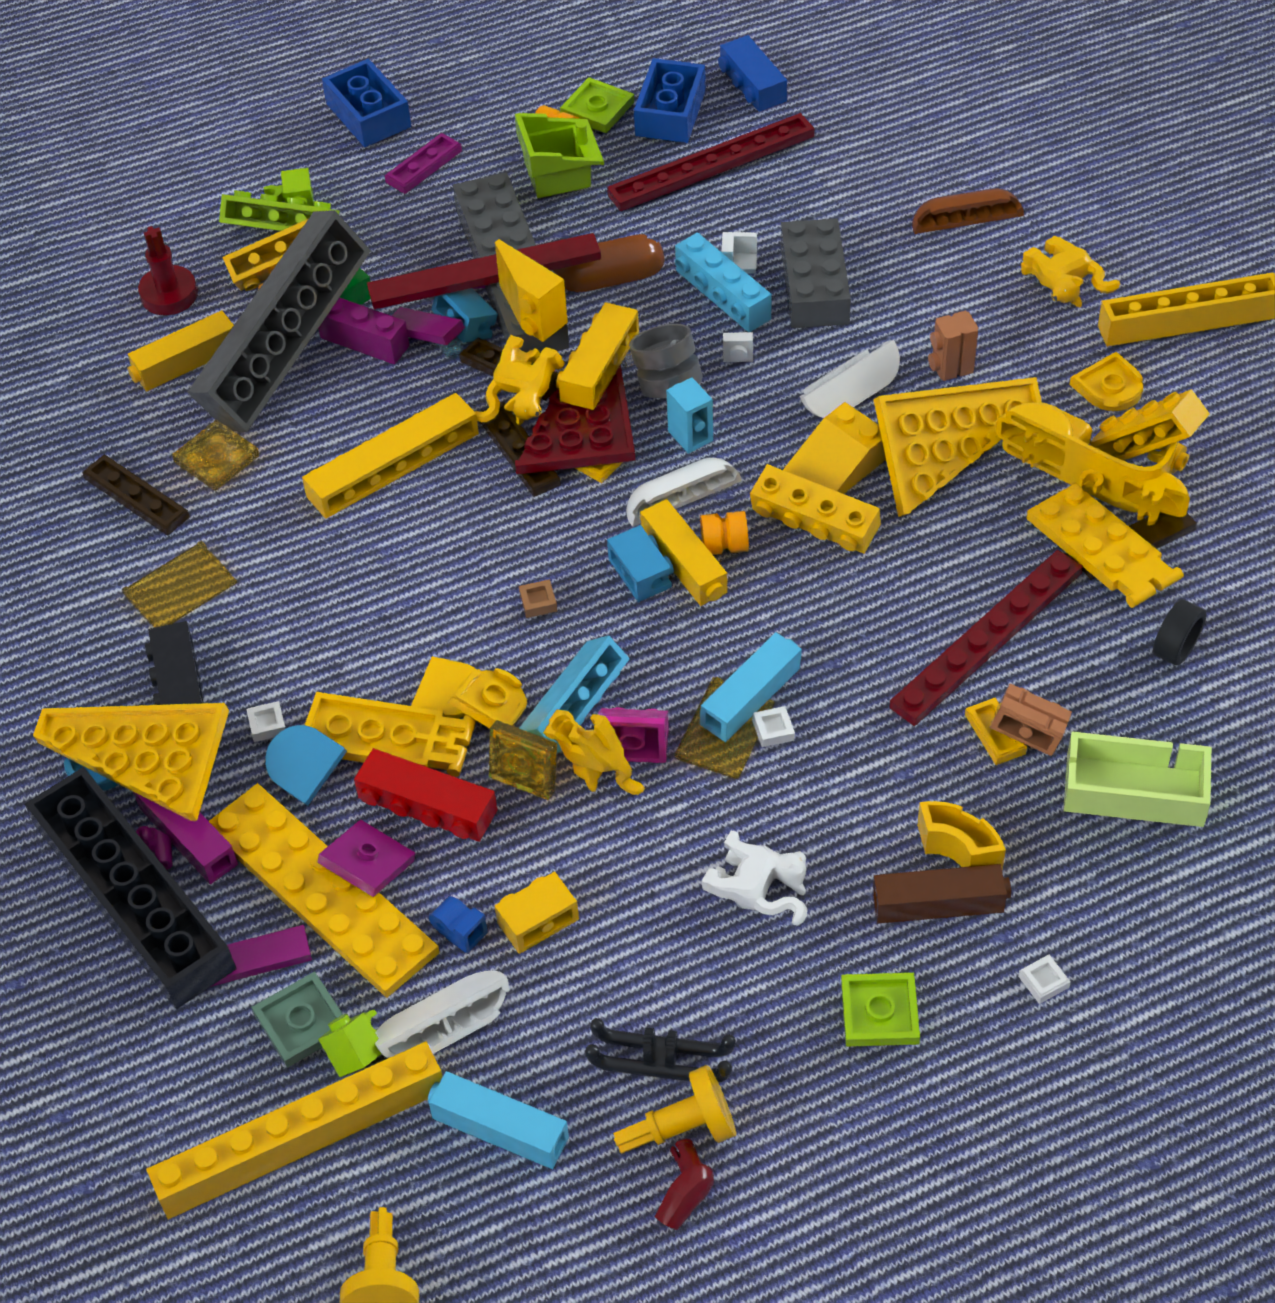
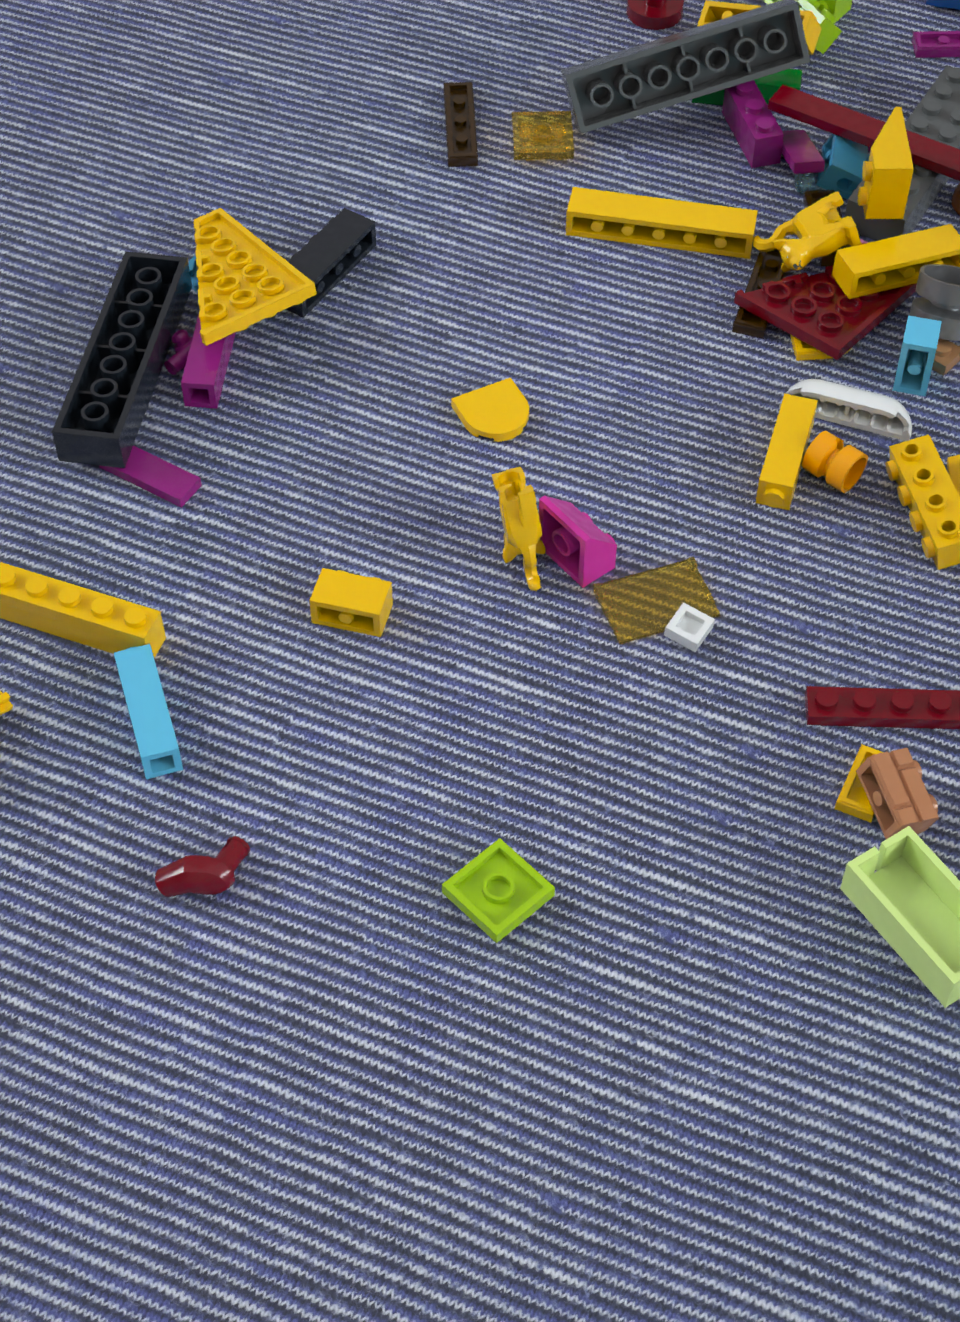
camera: 45 degrees right, 0 degrees up
(178, 351) = (583, 44): yellow brick -> none
(179, 586) = (412, 203): clear yellow piece -> none
(265, 721) = (347, 330): white plate -> none
(297, 1018) = (119, 534): sand green plate -> none
(302, 760) = (332, 372): dark azure tile -> none
(351, 1042) = (123, 572): lime brick -> none
(357, 926) = (242, 470): yellow plate -> none
(366, 858) = (290, 468): magenta plate -> none
(397, 729) = (412, 402): yellow hinge -> none
(426, 795) = (379, 461): red brick -> none
(445, 1015) = (202, 613): white brick -> none
(457, 922) = (293, 558): blue leg -> none
(491, 697) = (510, 437): yellow tile -> none
(522, 759) = (470, 490): clear yellow plate -> none
(537, 598) = (636, 398): medium nougat plate -> none
(579, 684) = (584, 478): medium azure brick -> none
(640, 563) = (743, 433): dark azure brick -> none
(658, 1053) = (305, 769): black piece -> none
(704, 1107) = (279, 830): yellow piece -> none
(750, 686) = (708, 582): medium azure brick -> none
(754, 875) = (530, 715): white animal -> none
(940, 893) = (653, 853): reddish brown brick -> none
(958, 835) = (721, 823): yellow brick -> none
(1044, 979) = (655, 991): white tile -> none

